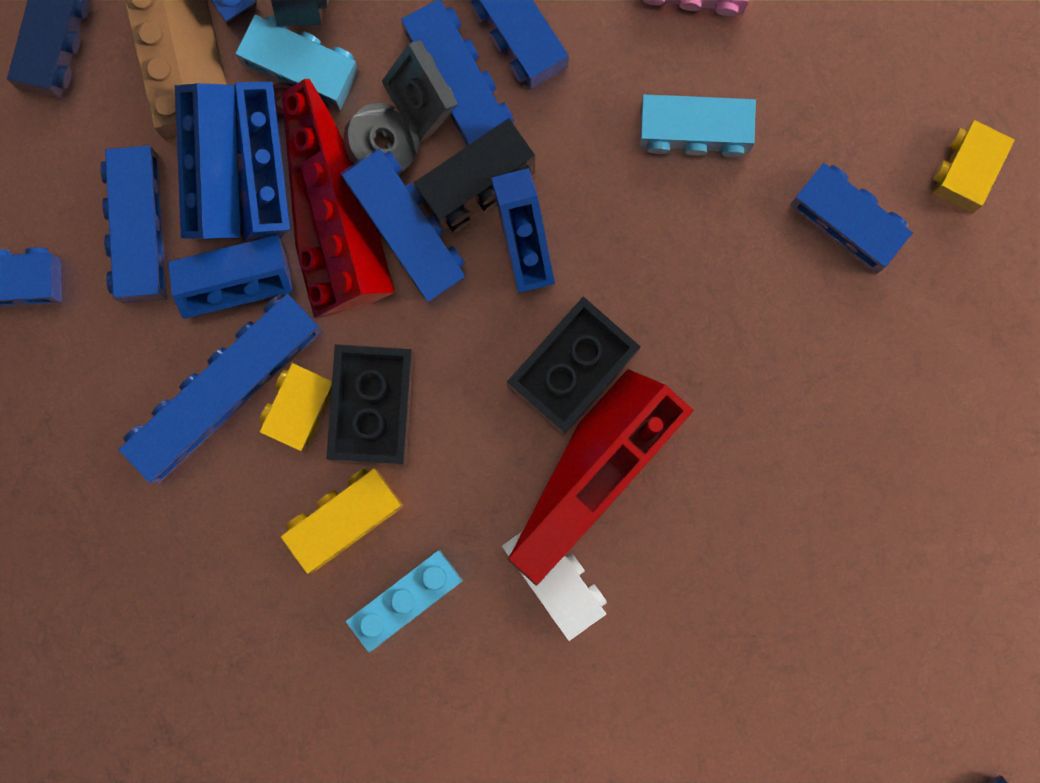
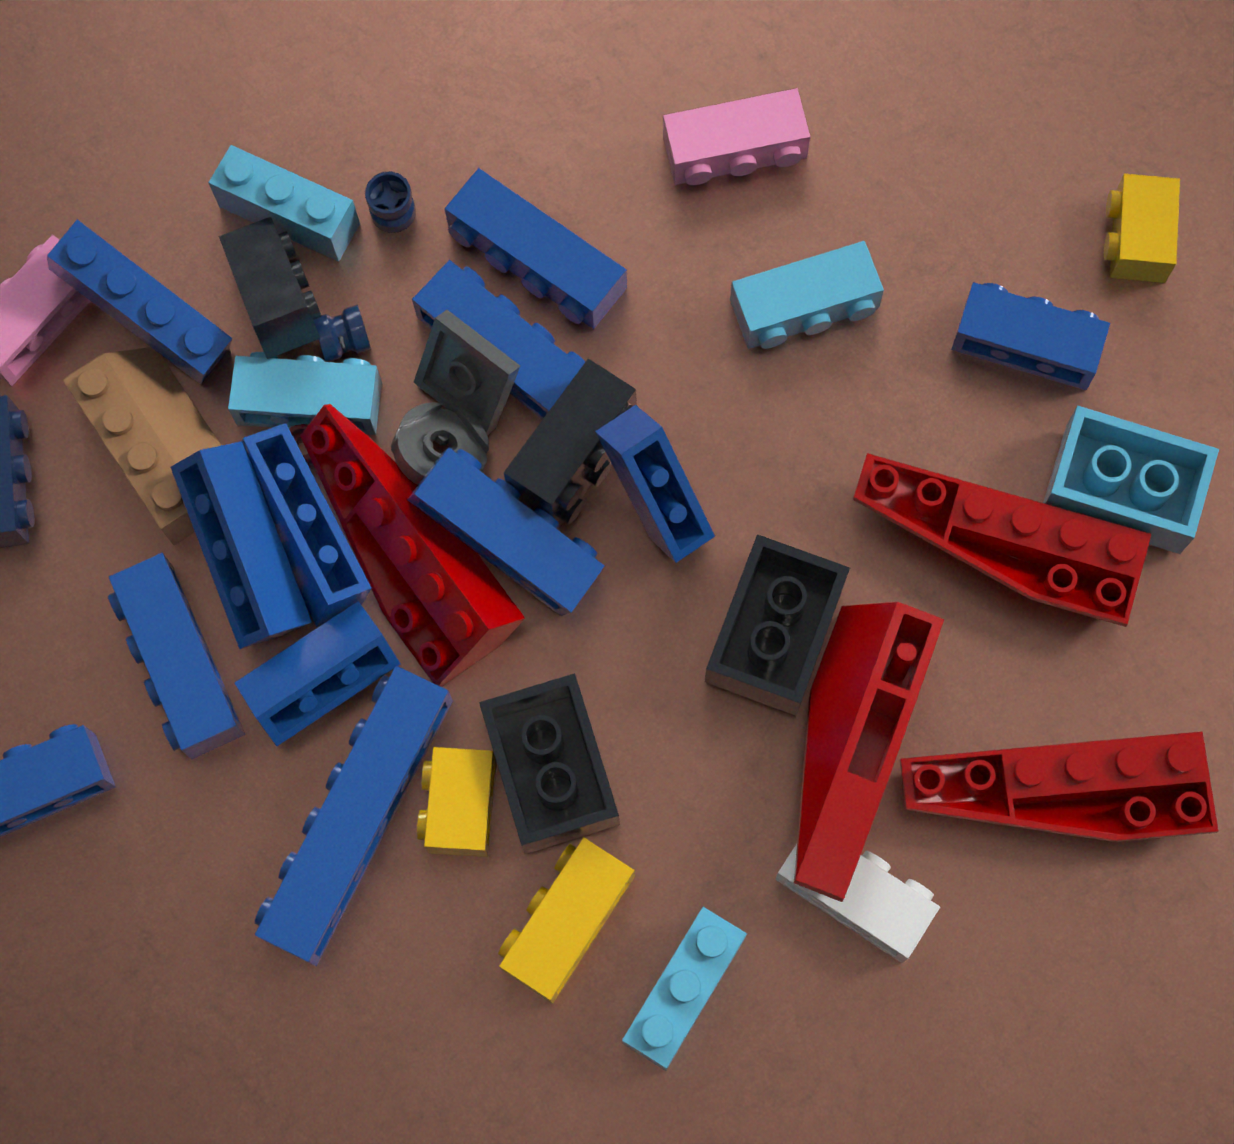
camera: 20 degrees left, 10 degrees down
(341, 25) = (342, 334): none -> dark blue wheel
(741, 569) = (1076, 789): none -> red wedge
(770, 369) = (1013, 539): none -> red wedge
(876, 356) = (1132, 477): none -> medium azure brick

